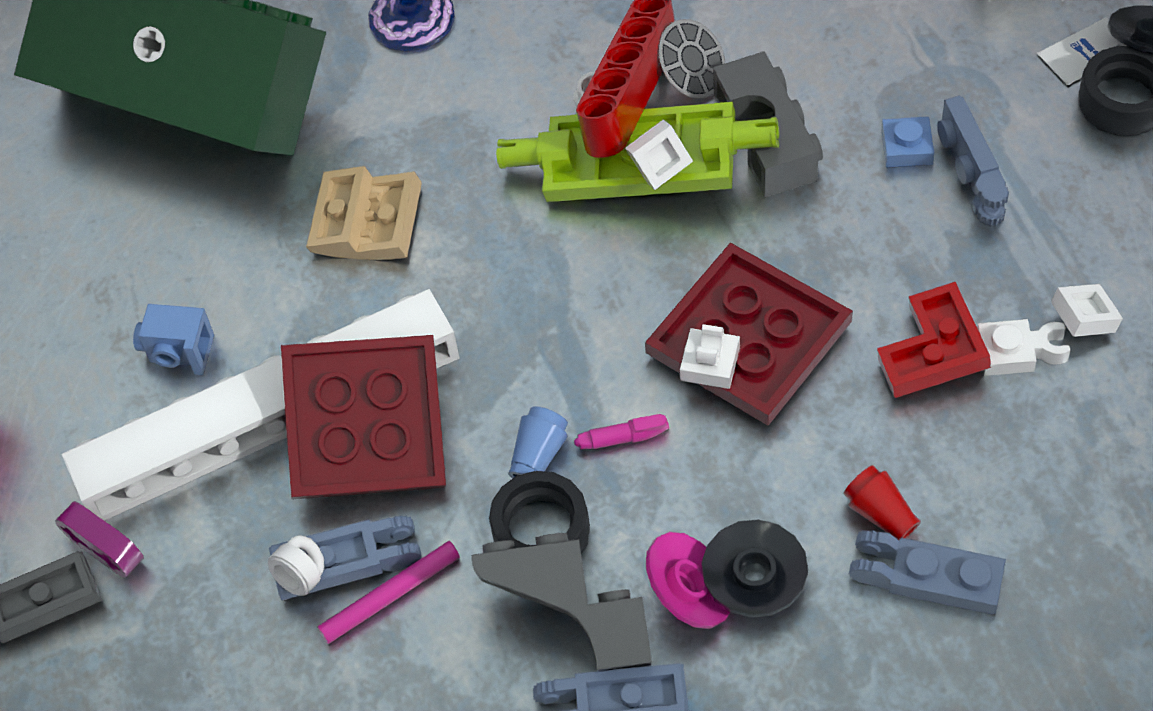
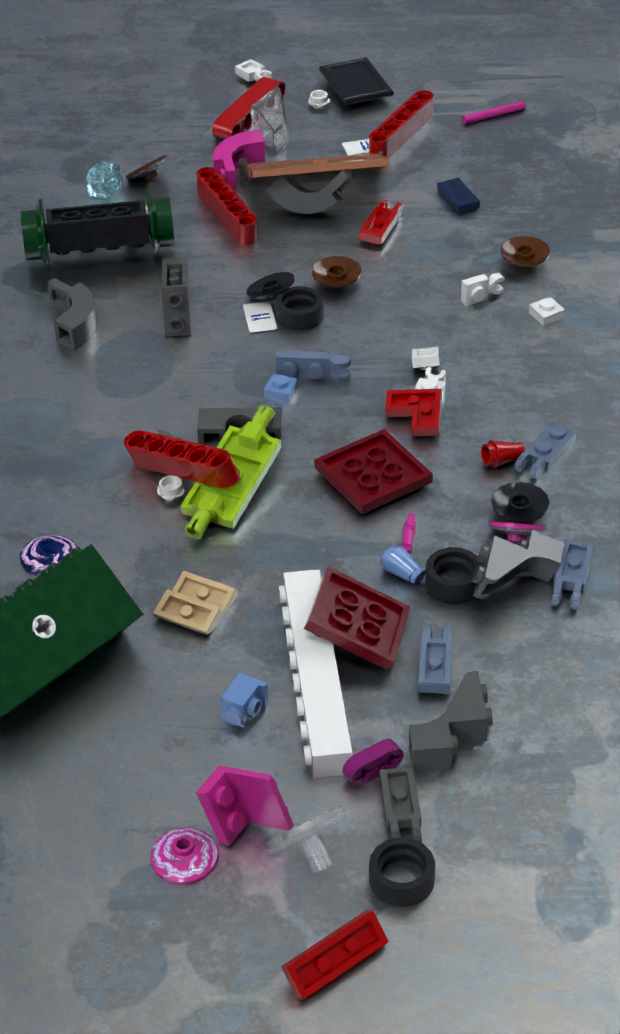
camera: 75 degrees left, 15 degrees down
(220, 631) = (462, 722): none -> dark grey arch
(295, 568) = (447, 664): white tile -> none
(388, 592) = (464, 645): dark pink bar -> none
(659, 154) = (254, 456): white tile -> none
(710, 357) = (389, 480): white tile -> none

